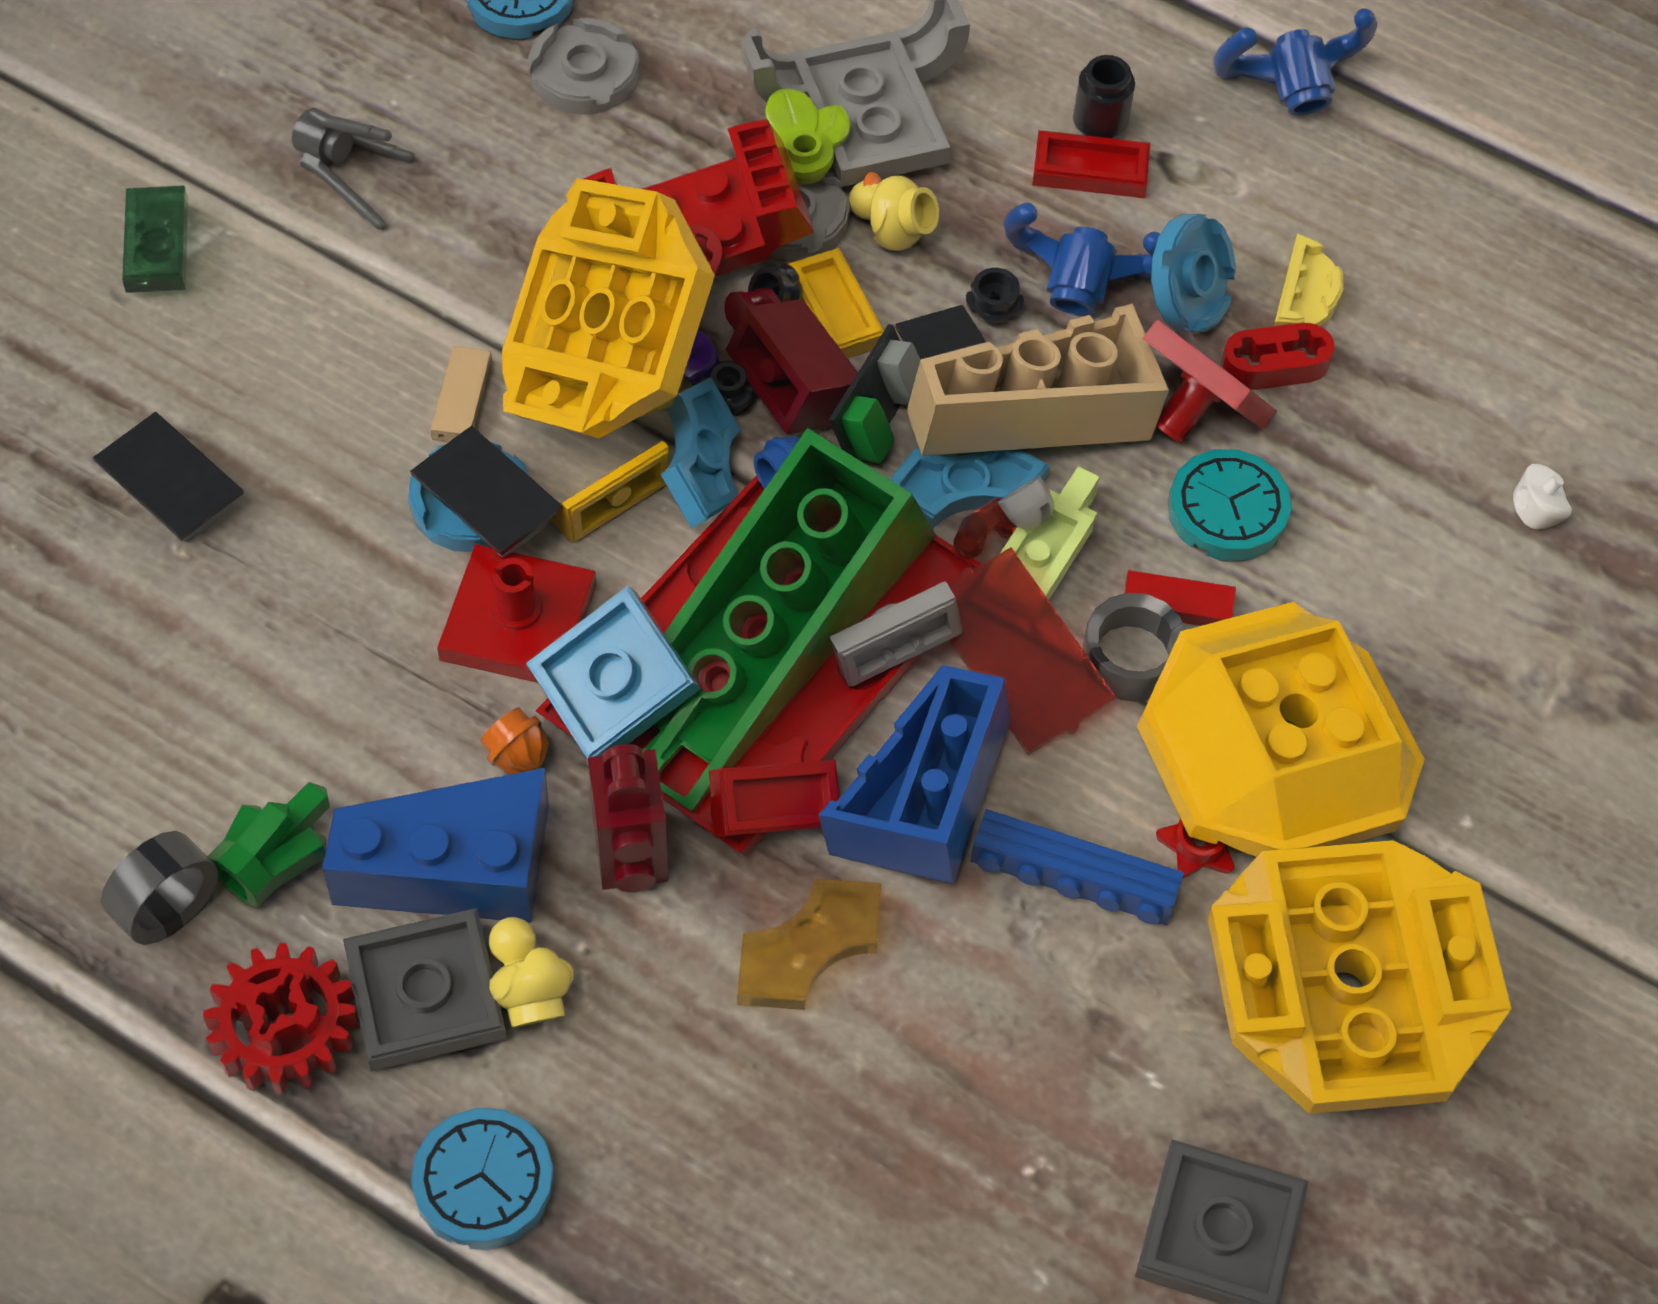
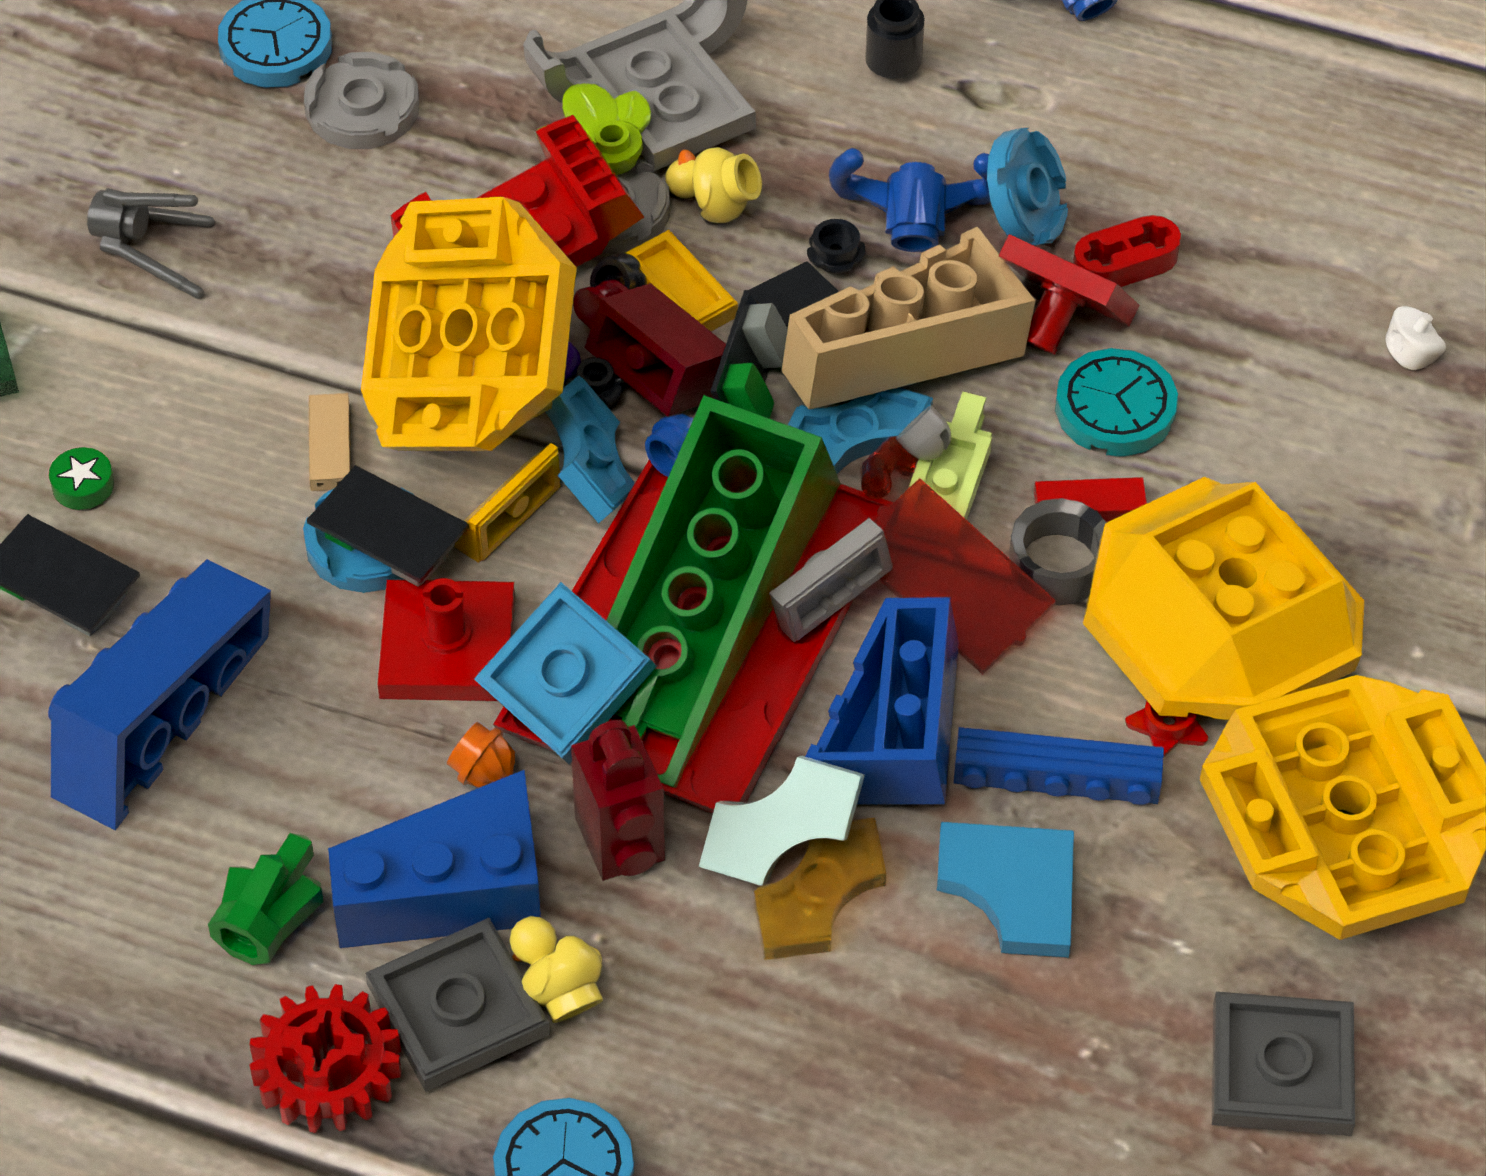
camera: 10 degrees left, 5 degrees down
(159, 887) = (172, 959): dark grey piece -> none
(219, 385) = (81, 478): none -> green tile
(219, 607) = (151, 688): none -> blue wedge
(771, 797) = (748, 755): red tile -> none
(814, 861) = (809, 805): none -> light aqua tile
(1005, 976) = (1016, 878): none -> dark azure tile
(1091, 164) = (895, 104): red tile -> none
(1310, 287) = (1140, 180): light yellow tile -> none

